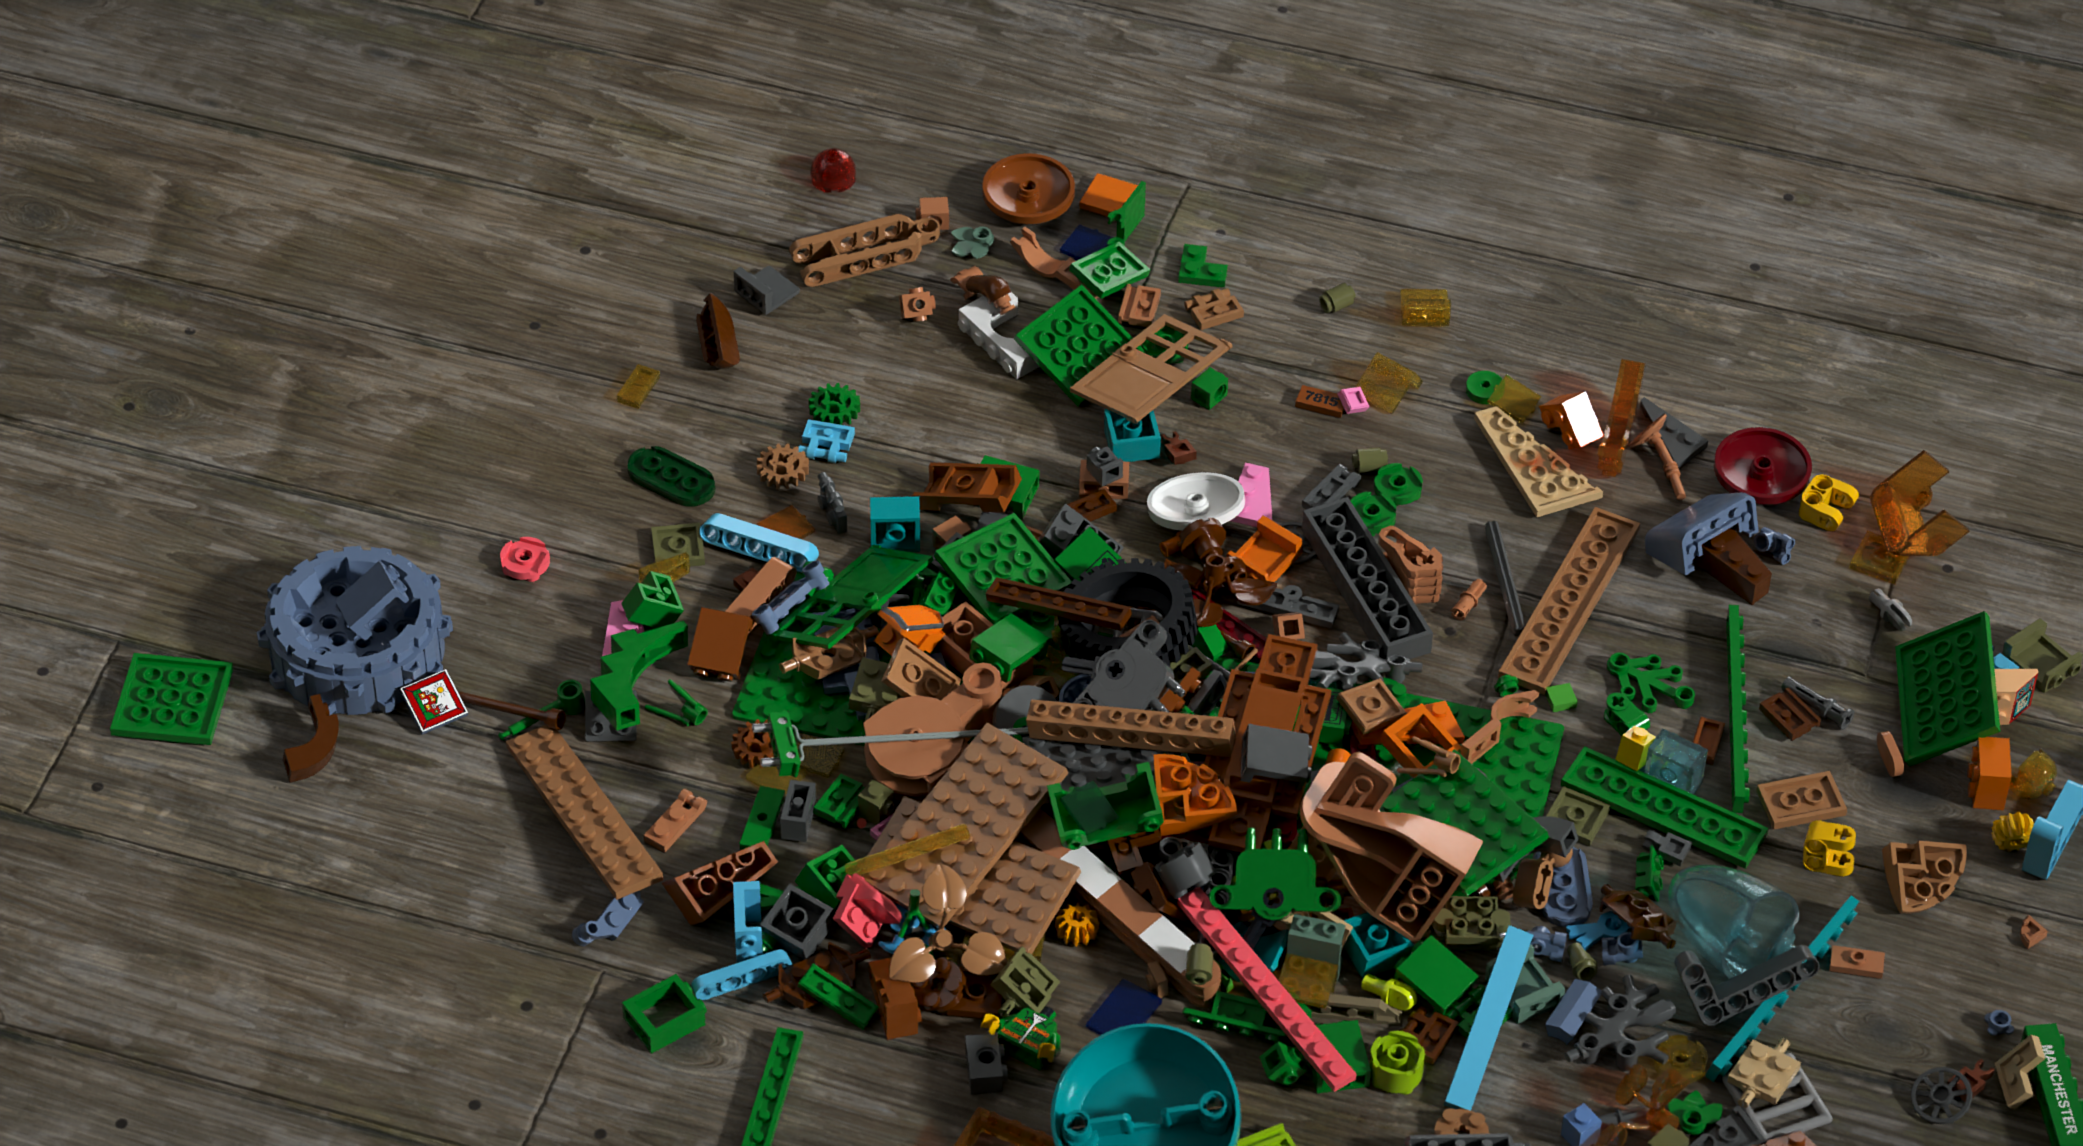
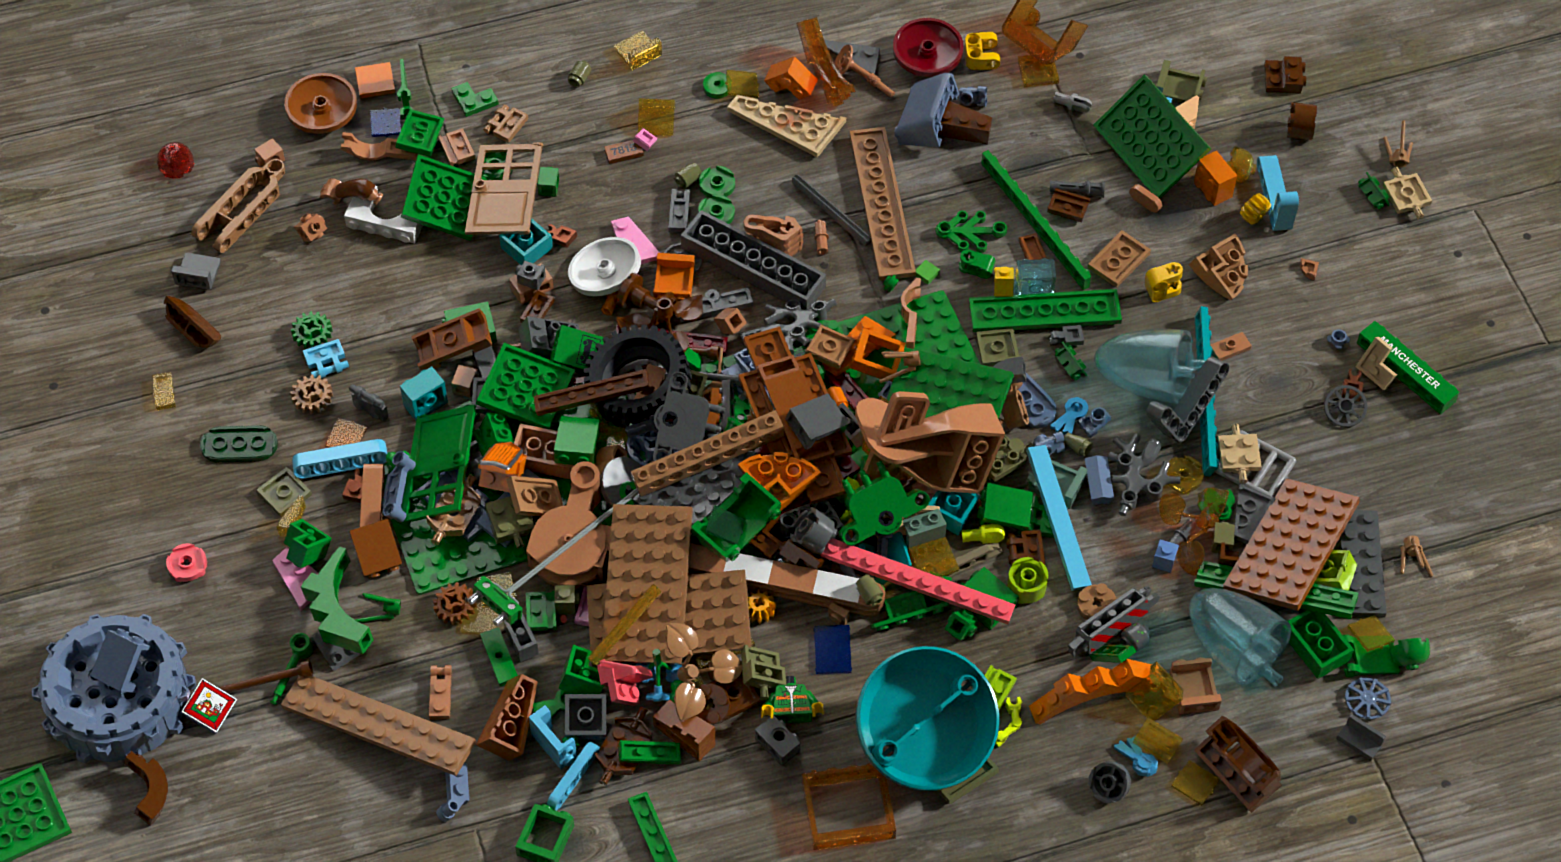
camera: 35 degrees left, 10 degrees up
(972, 241) = (308, 162): sand green plate -> none
(1641, 914) = (1092, 392): reddish brown plate -> none

